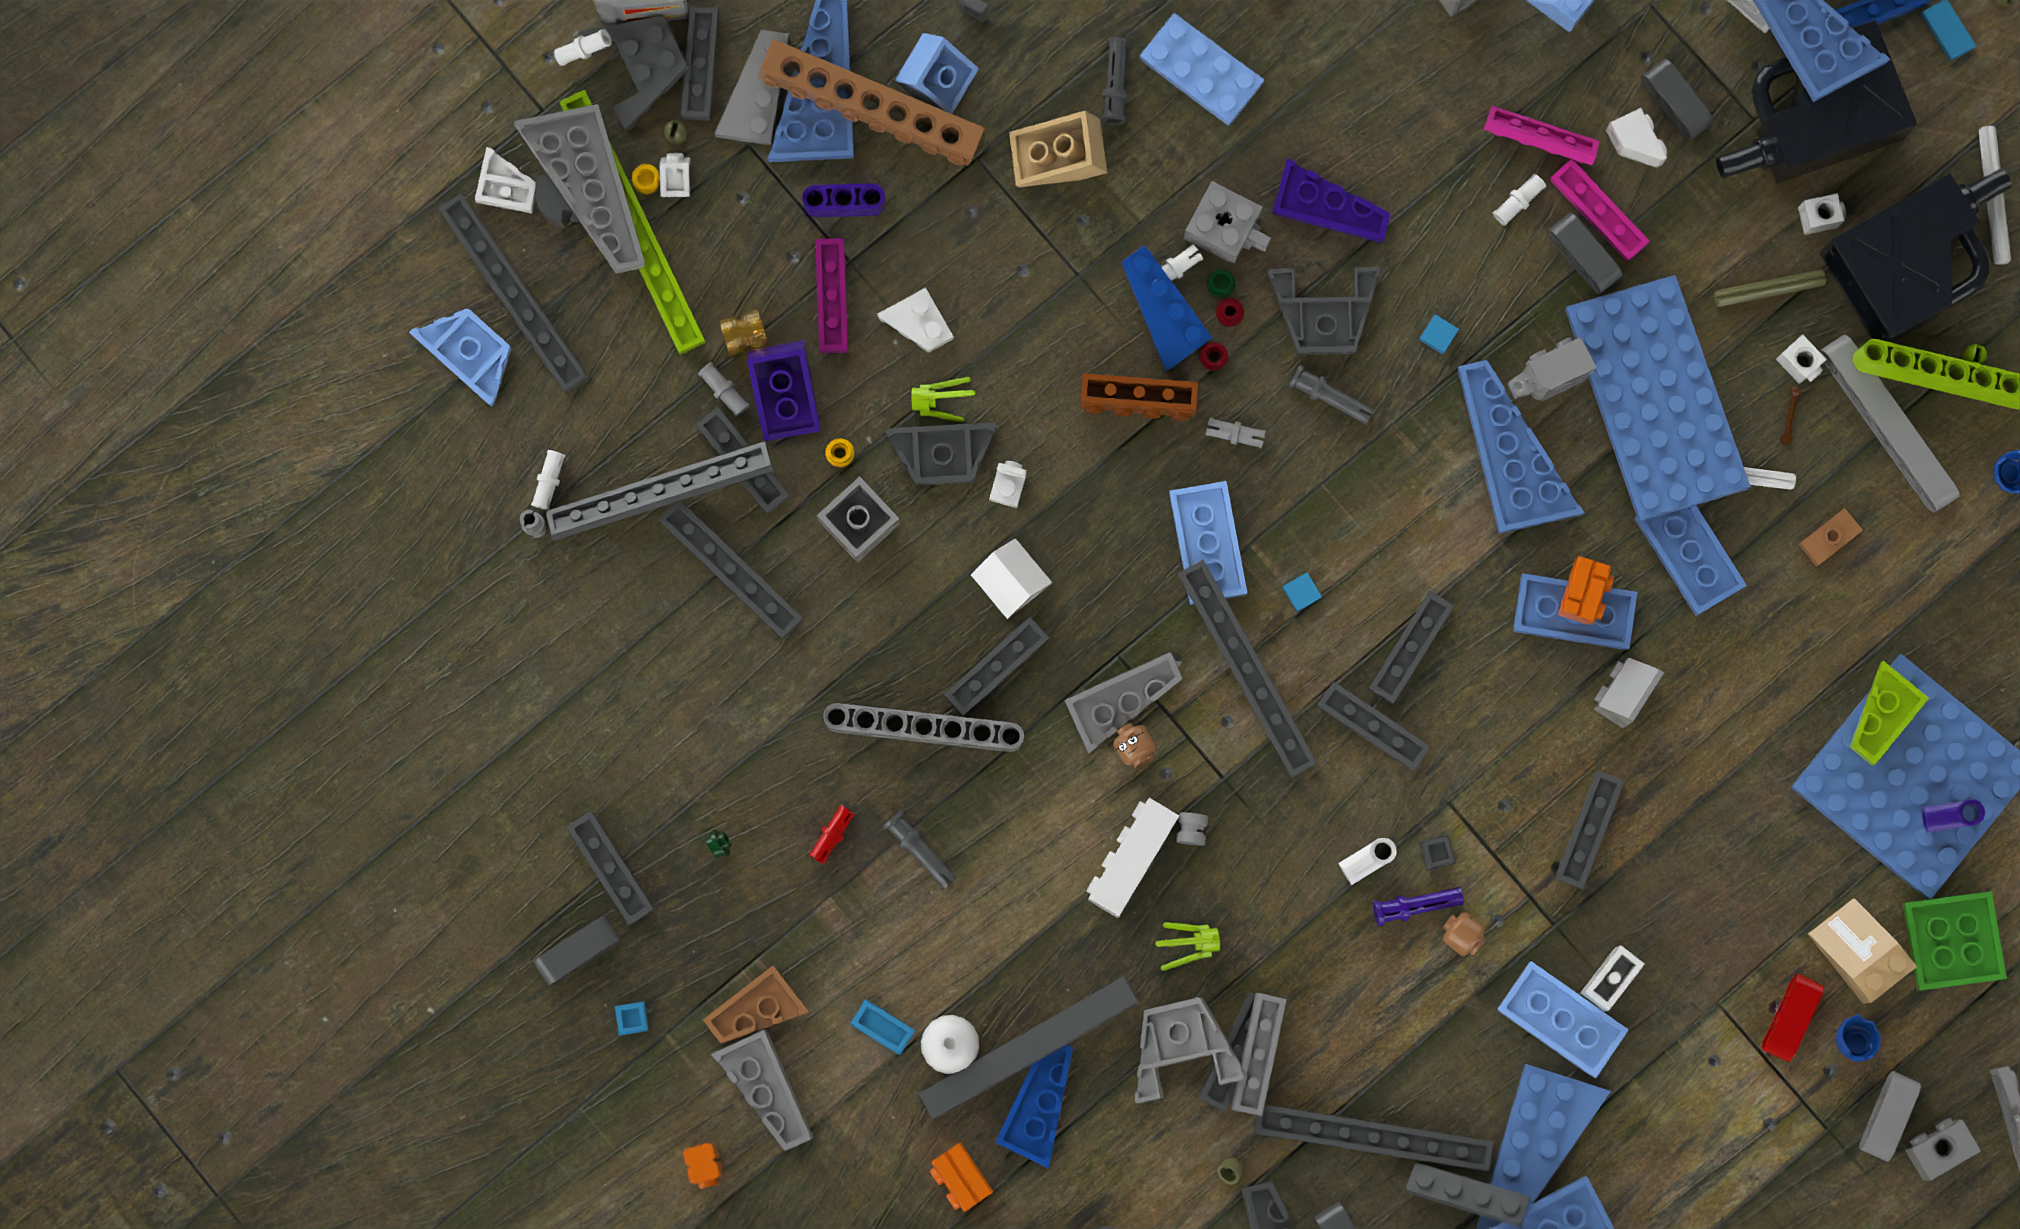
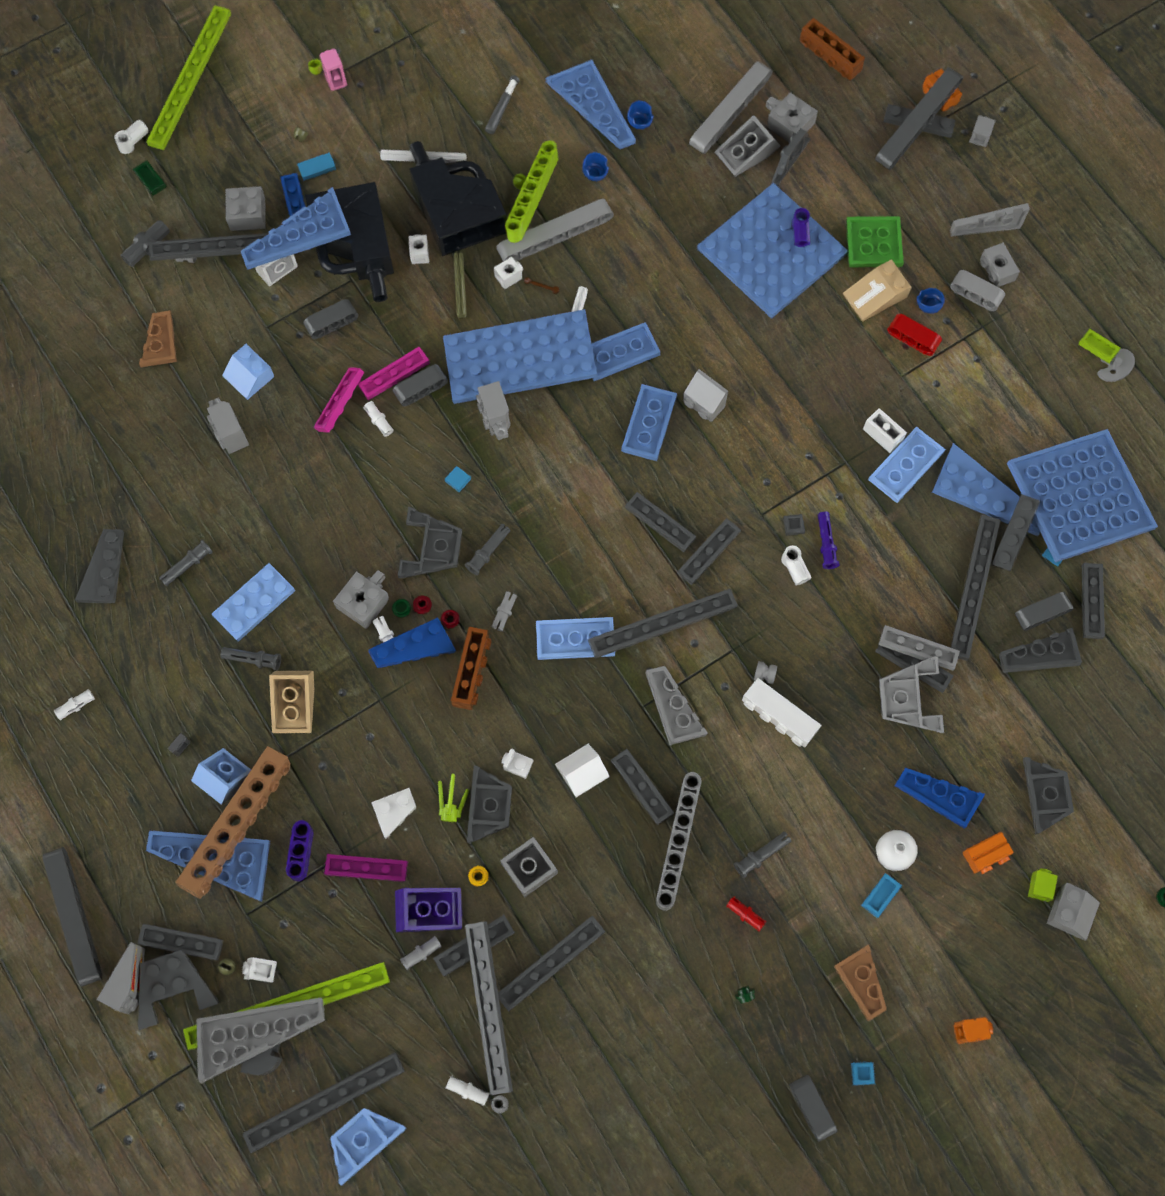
camera: 80 degrees left, 10 degrees down
(504, 185) = (242, 1099): white wing -> none
(582, 47) = (151, 1026): white pin -> none
(610, 868) = (755, 1076): dark grey plate -> none
(646, 179) = (257, 992): yellow tile -> none
(743, 332) = (382, 930): clear yellow wheel -> none
(753, 104) = (216, 907): light grey wing -> none
(763, 1082) = (918, 981): light grey wing -> none
(1029, 1048) = (905, 796): dark grey tile -> none
(1135, 745) = (706, 701): medium nougat head -> none
(1205, 940) = (840, 675): lime plant -> none
(1227, 1176) = (993, 675): olive hinge -> none
(1301, 592) = (615, 584): dark azure tile -> none
(1320, 203) = (358, 539): dark purple wing -> none
(1464, 934) = (849, 514): medium nougat head -> none
(1515, 465) = (547, 445): medium blue wing -> none
(1586, 590) = (638, 411): orange brick -> none
(1589, 830) = (788, 433): dark grey plate -> none
(1635, 139) = (352, 345): white slope -> none
(1830, 537) = (620, 273): medium nougat plate -> none
(1886, 713) = (735, 255): lime wing -> none

